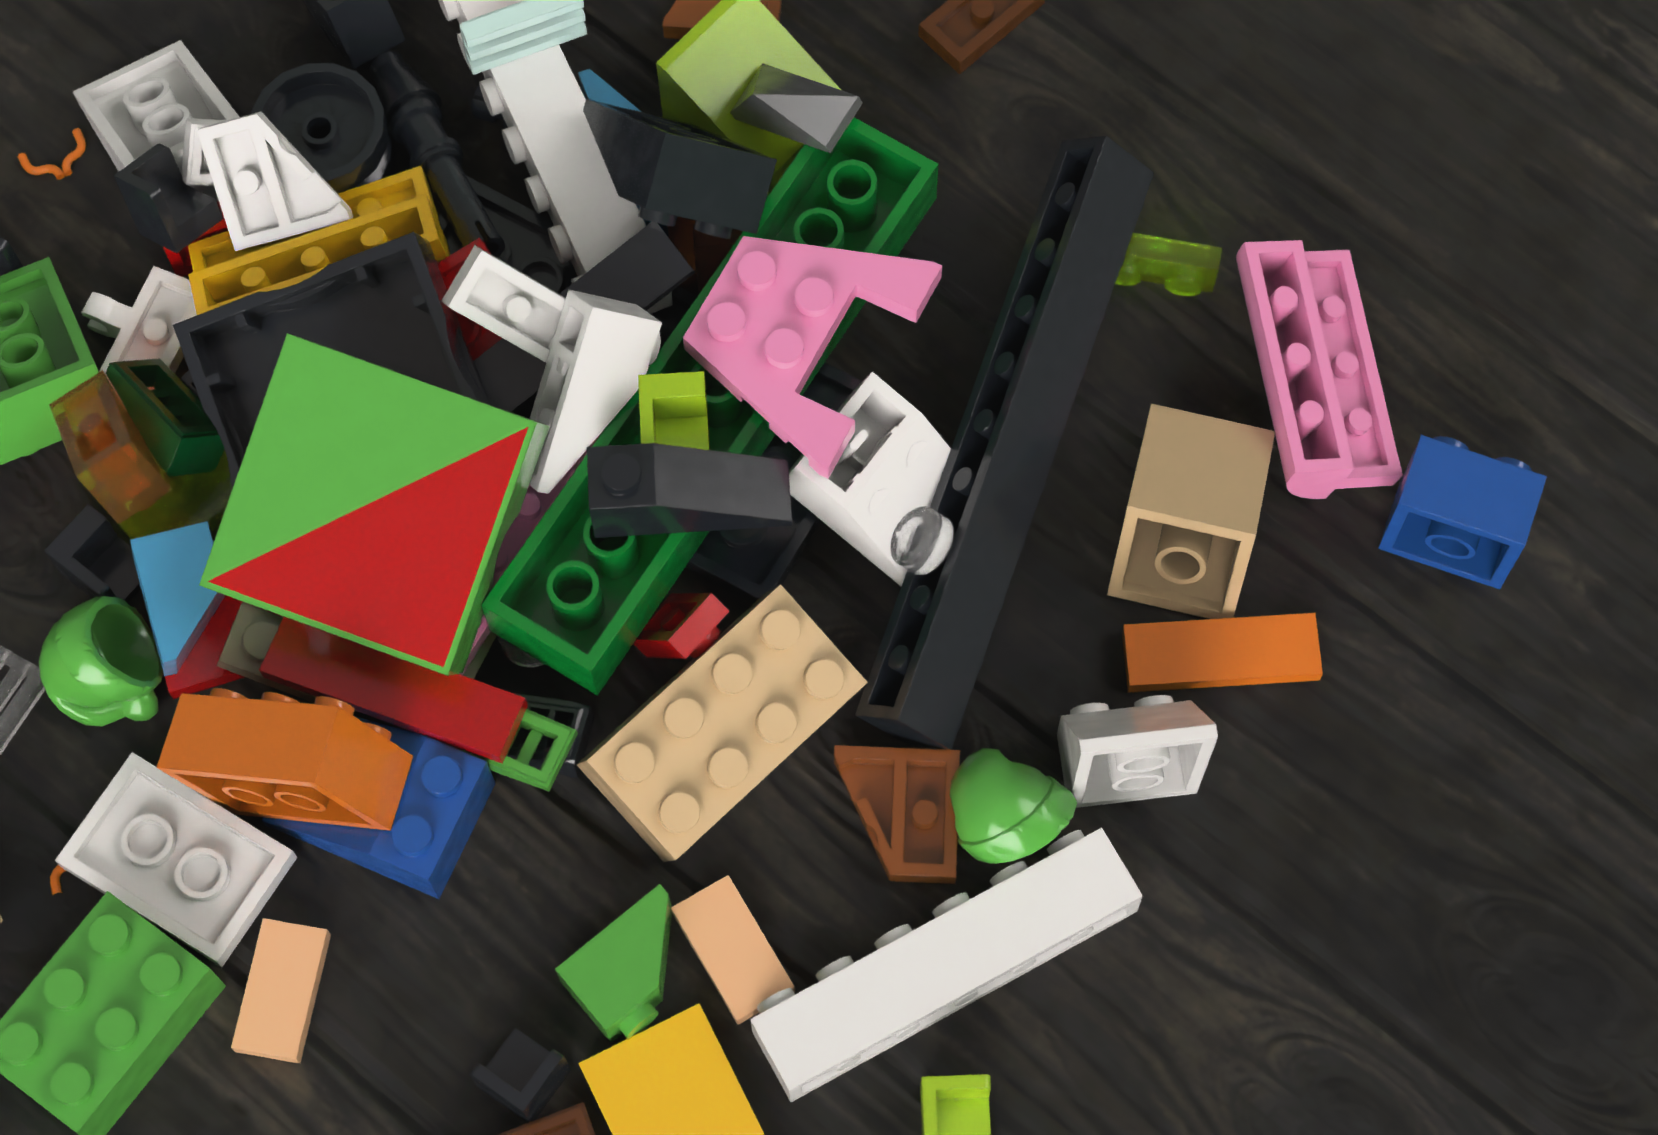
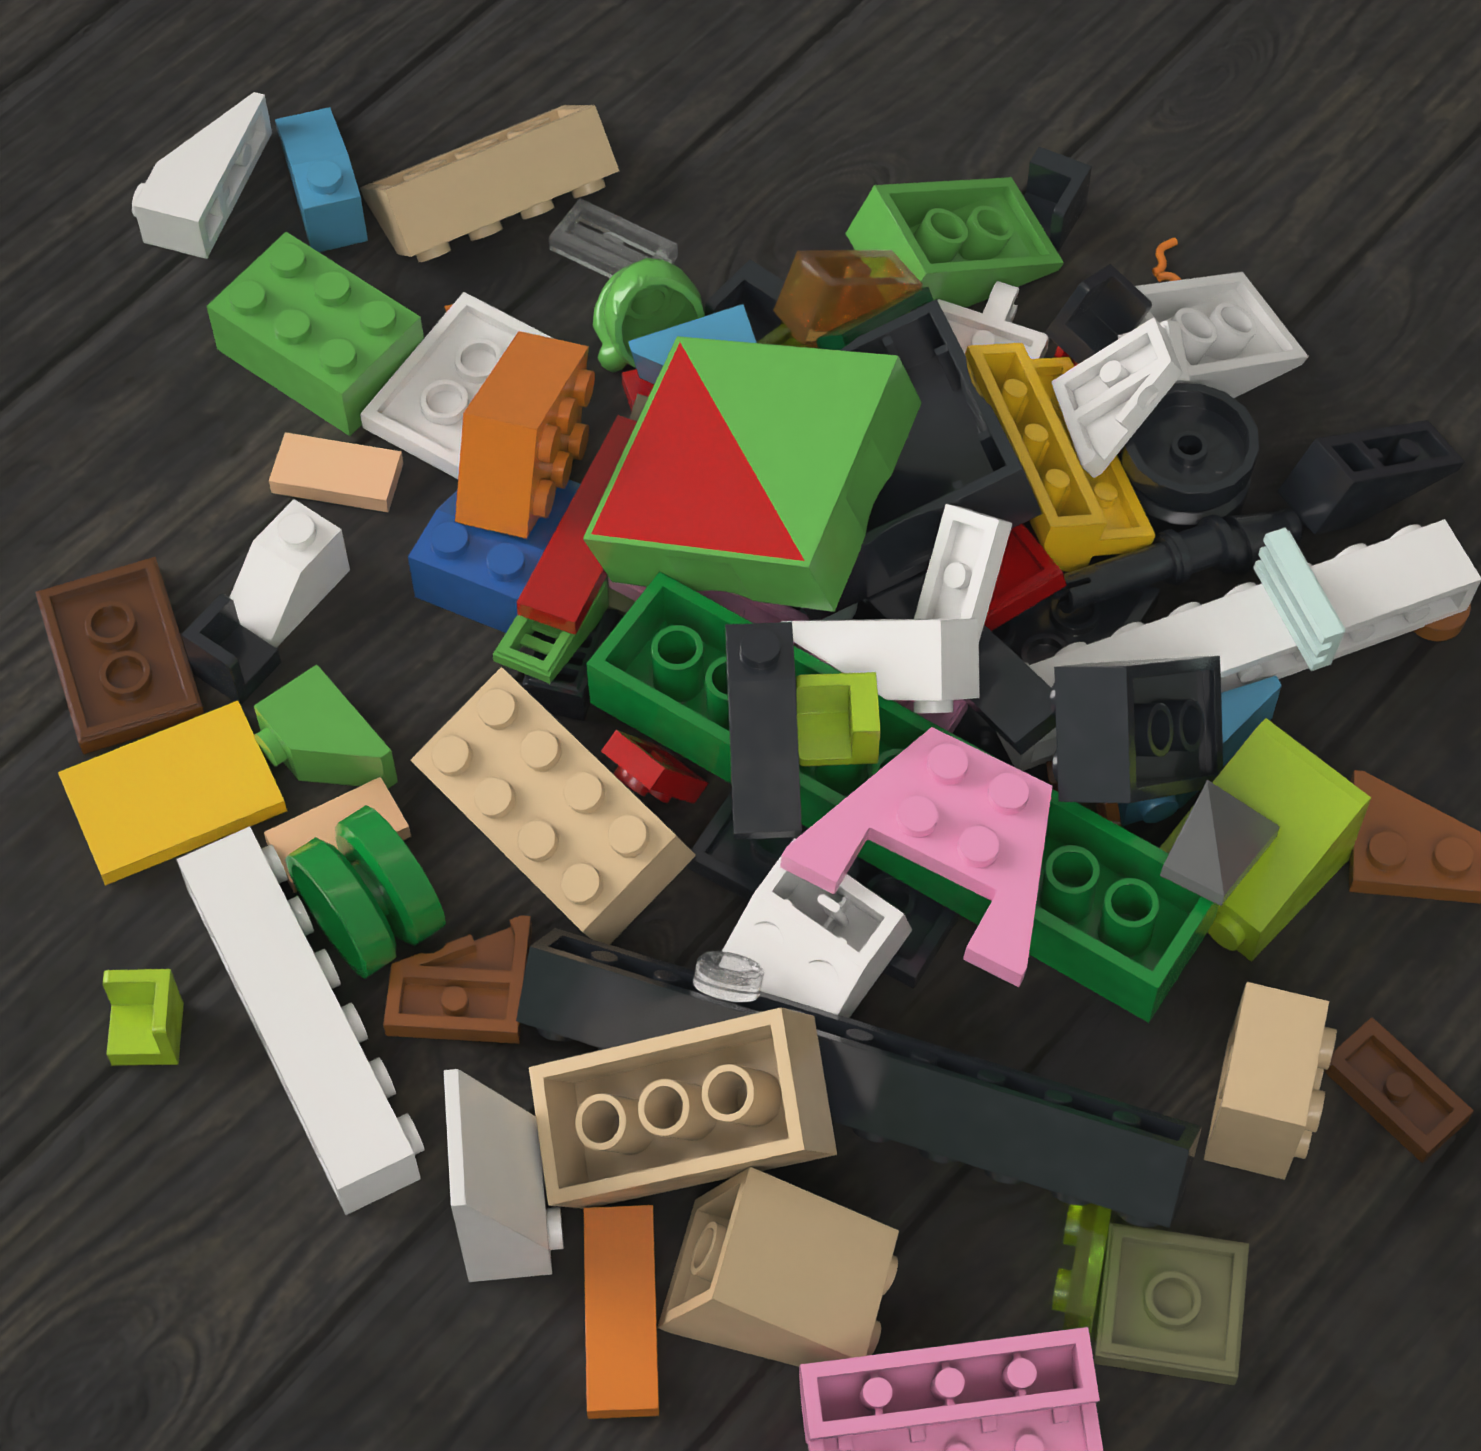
camera: 90 degrees right, 10 degrees down
(426, 1024) = (288, 572): none -> white slope
(825, 893) = (366, 891): none -> green wheel
(995, 100) = (1271, 1081): none -> tan brick
(1006, 807) = (438, 1041): bright green piece -> none
(1066, 574) = (682, 1109): none -> tan brick
(1194, 194) = (1172, 1304): none -> olive tile

